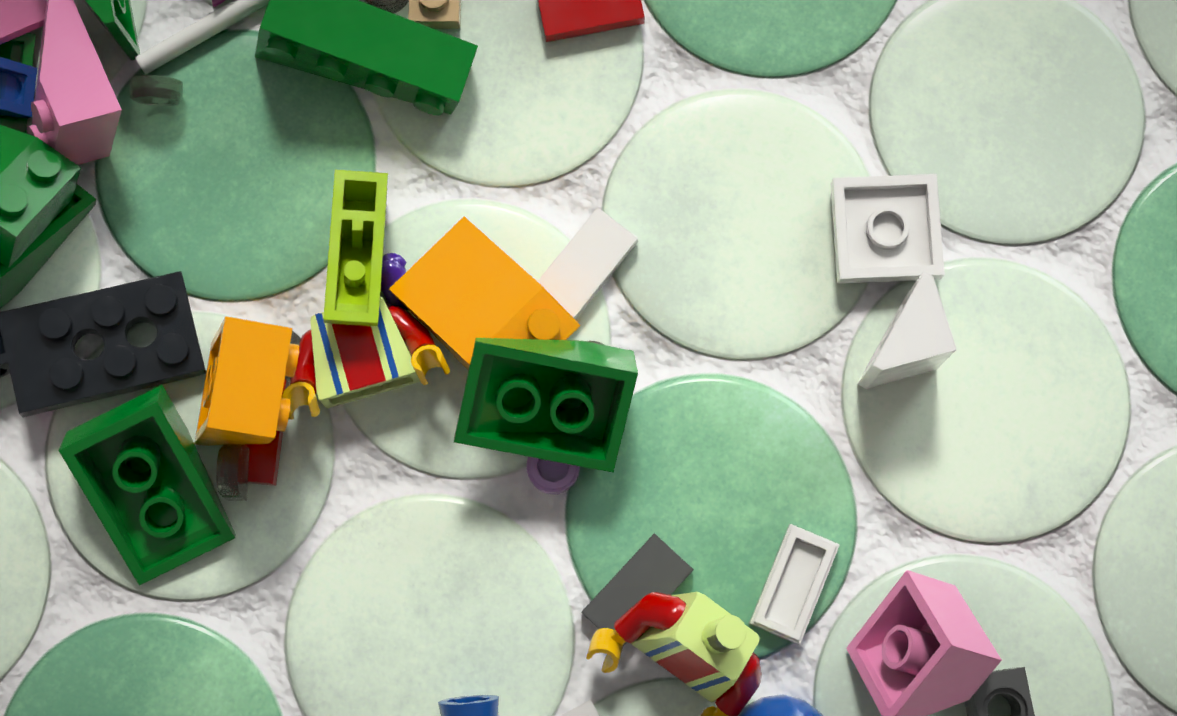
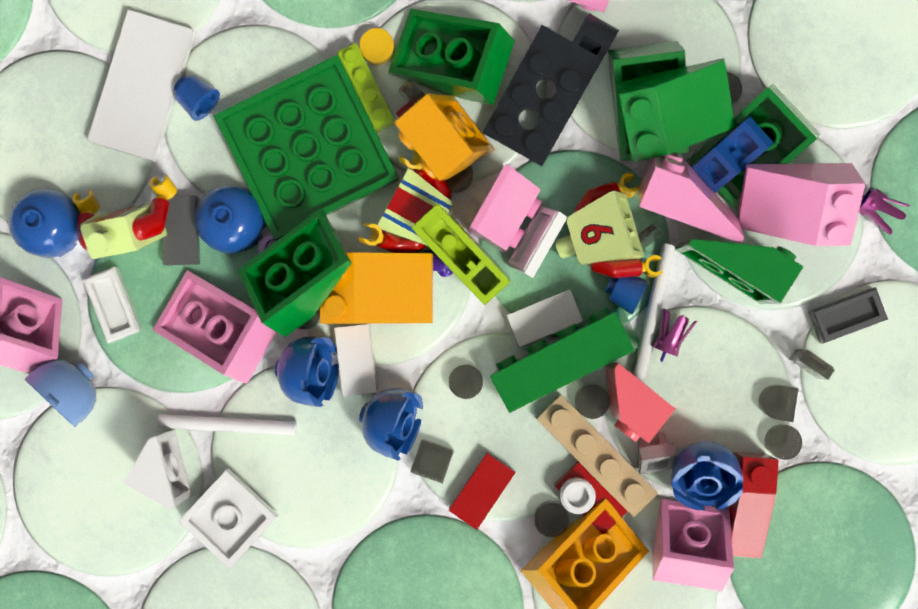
camera: 135 degrees right, 10 degrees up
(188, 131) = (606, 234): none -> yellowish green torso
(217, 579) = (377, 46): none -> yellow tile
(230, 56) = (627, 292): none -> blue hat
(265, 260) = (505, 210): none -> bright pink slope
(267, 197) = (537, 241): none -> tile
(276, 543) = (366, 87): none -> lime piece
(344, 115) = (544, 318): none -> white tile
(406, 542) = (306, 146): none -> green plate
(493, 131) = (465, 381): none -> clear smoke tile
(569, 548) = (229, 219): none -> blue cylinder
(611, 84) = (432, 460): none -> clear smoke tile
(612, 160) = (390, 421): none -> blue cylinder
(648, 297) = (307, 370): none -> blue cylinder
(701, 444) = (215, 328): none -> bright pink slope
(793, 331) = (227, 424): none -> white bar
(934, 533) = (65, 388): none -> medium blue cylinder

